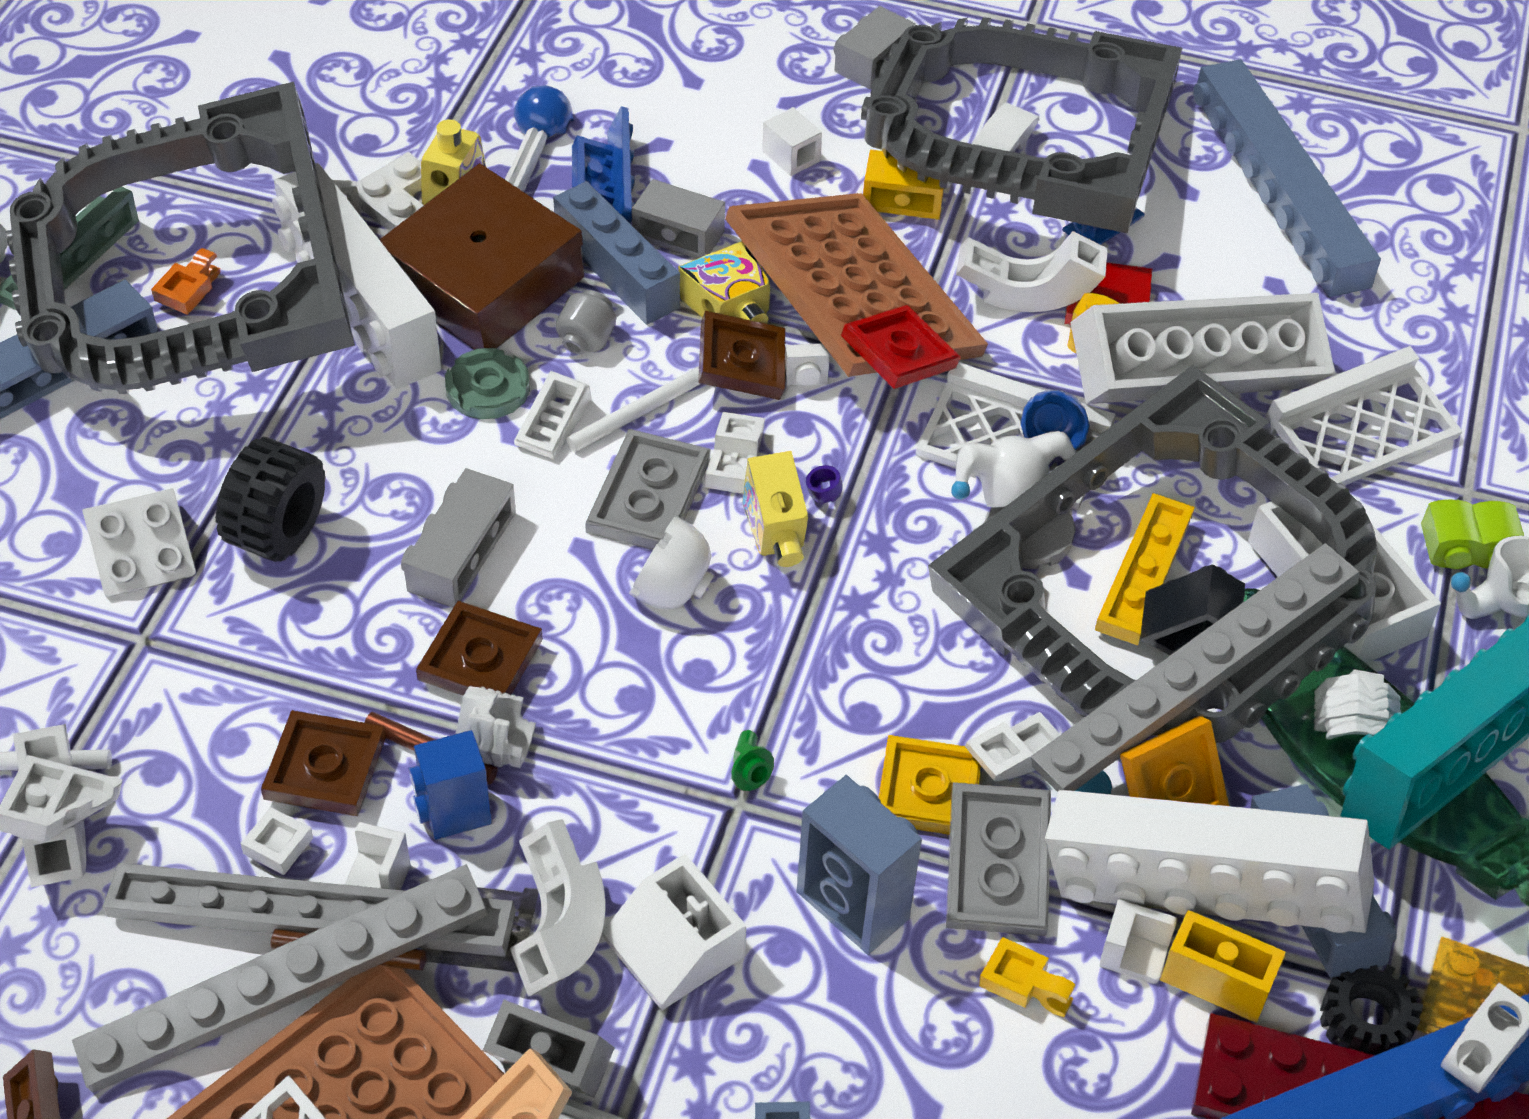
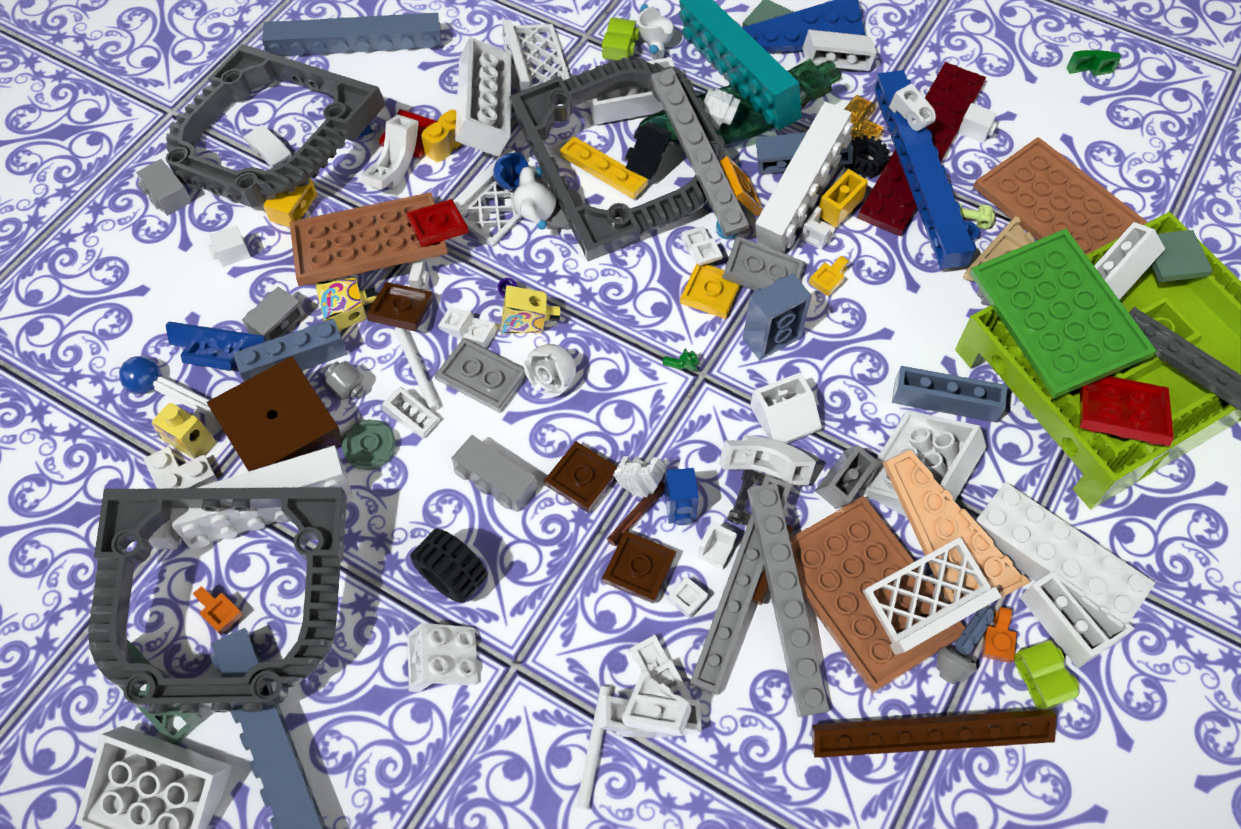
camera: 75 degrees left, 10 degrees up
(158, 817) = (652, 658): none -> white slope

